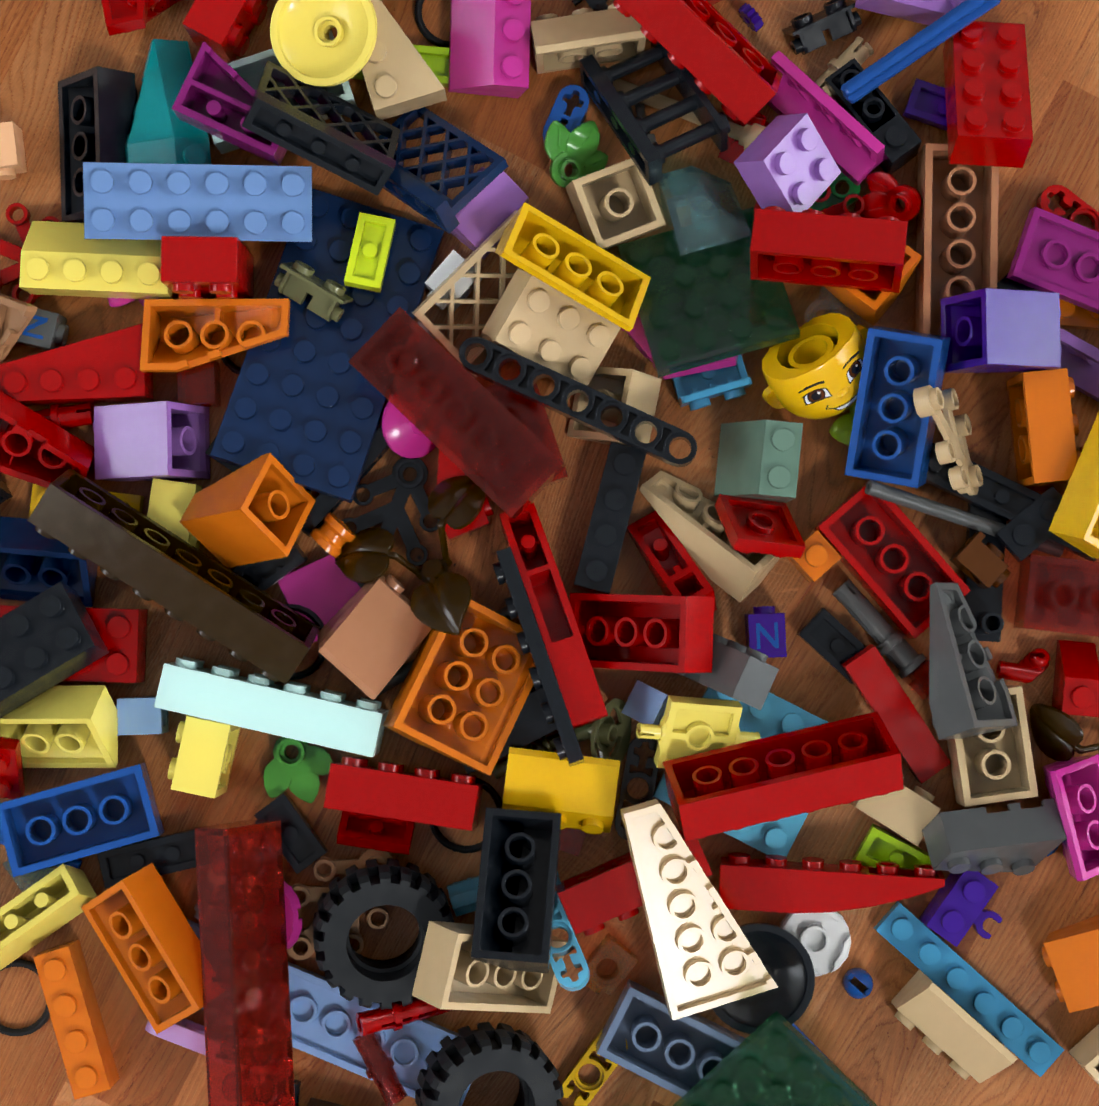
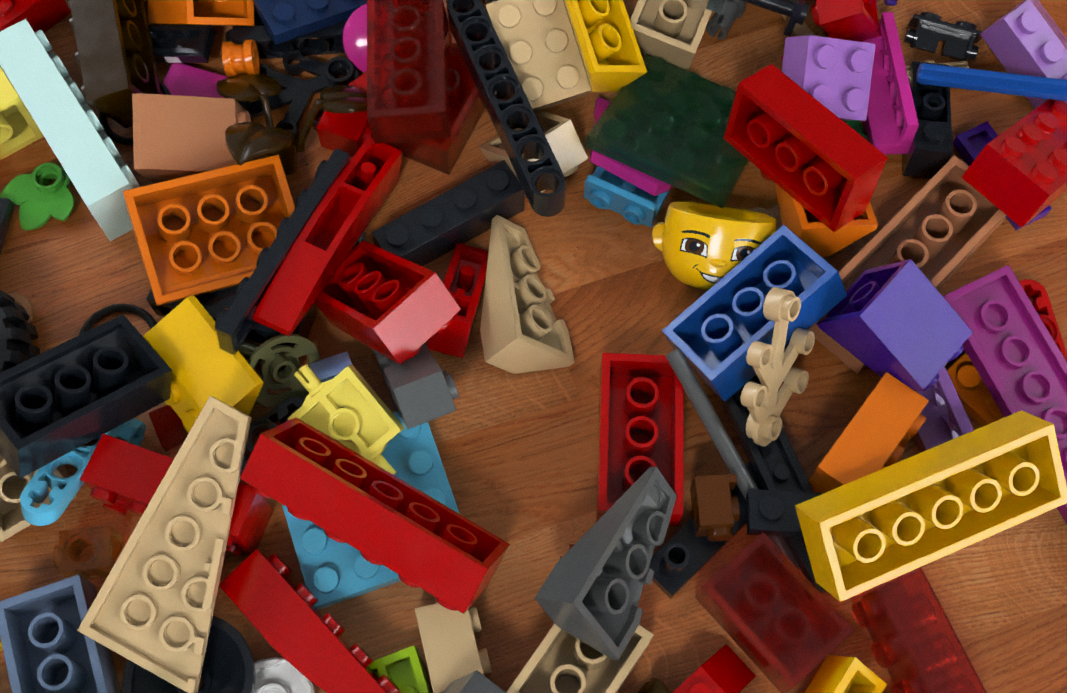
camera: 40 degrees right, 20 degrees down
(375, 832) = (41, 286): red plate -> none
(404, 795) = (83, 260): red brick -> none
(701, 209) = (725, 61): clear light blue slope -> none
(759, 460) = (609, 276): sand green slope -> none
(759, 526) = (555, 315): red plate -> none
(766, 631) = (482, 410): dark purple brick -> none
(816, 558) = (579, 384): orange brick -> none
(831, 640) = (532, 483): black hinge -> none
(885, 197) = (894, 186): red plate -> none
(889, 641) = (578, 508): dark grey pin -> none
(902, 720) = (525, 570): red tile -> none
(1025, 670) = (675, 642): red arm -> none

